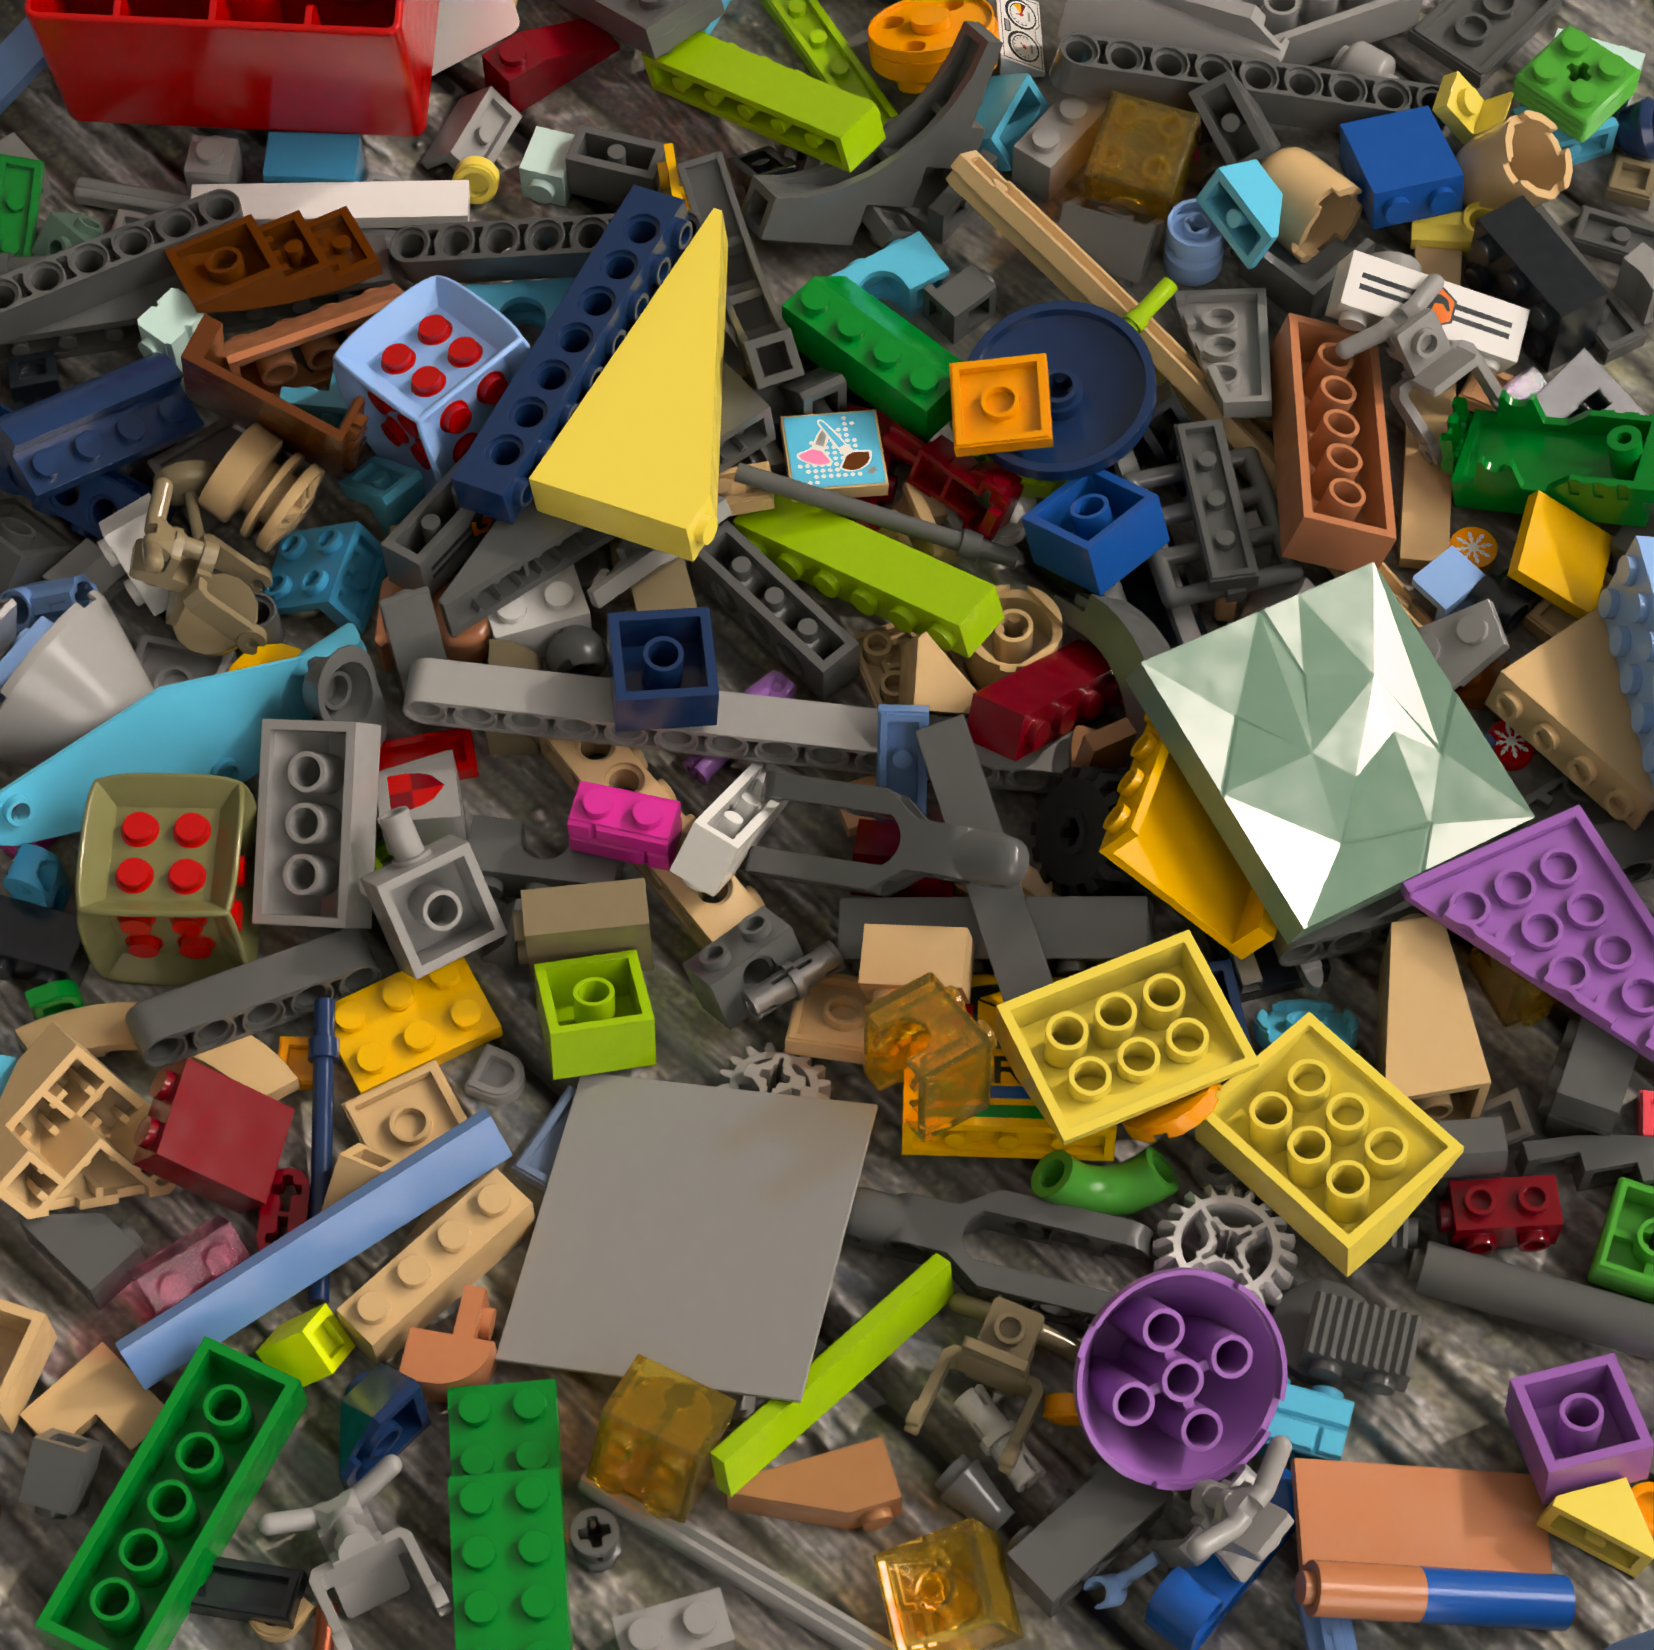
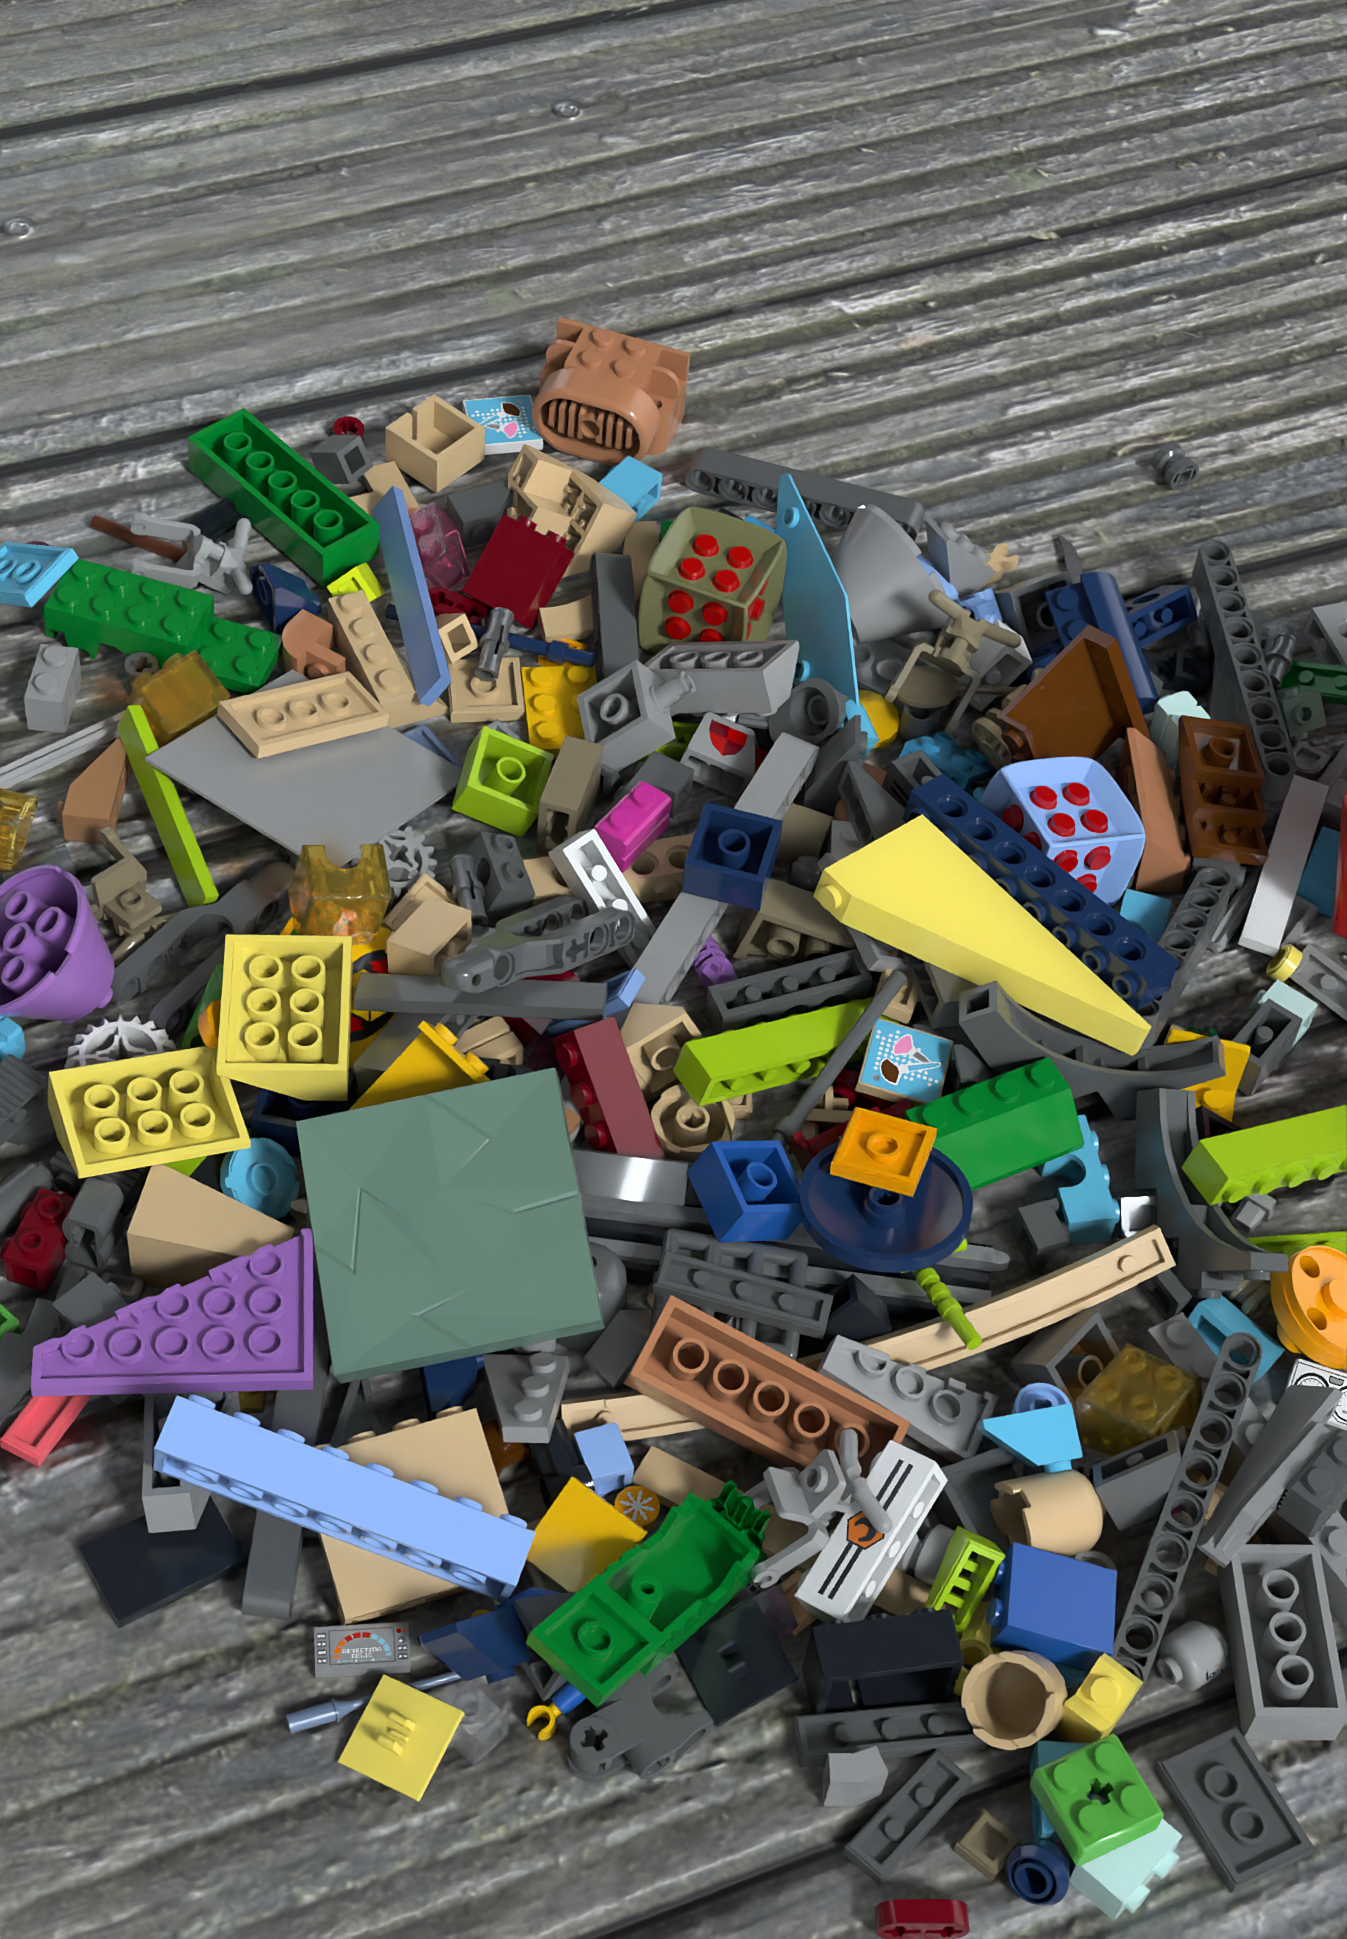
camera: 105 degrees right, 10 degrees down
(353, 1120) = (494, 644): none -> flat silver pin
(606, 1274) = (302, 714): none -> tan plate
(1407, 233) = (975, 1587): none -> lime slope

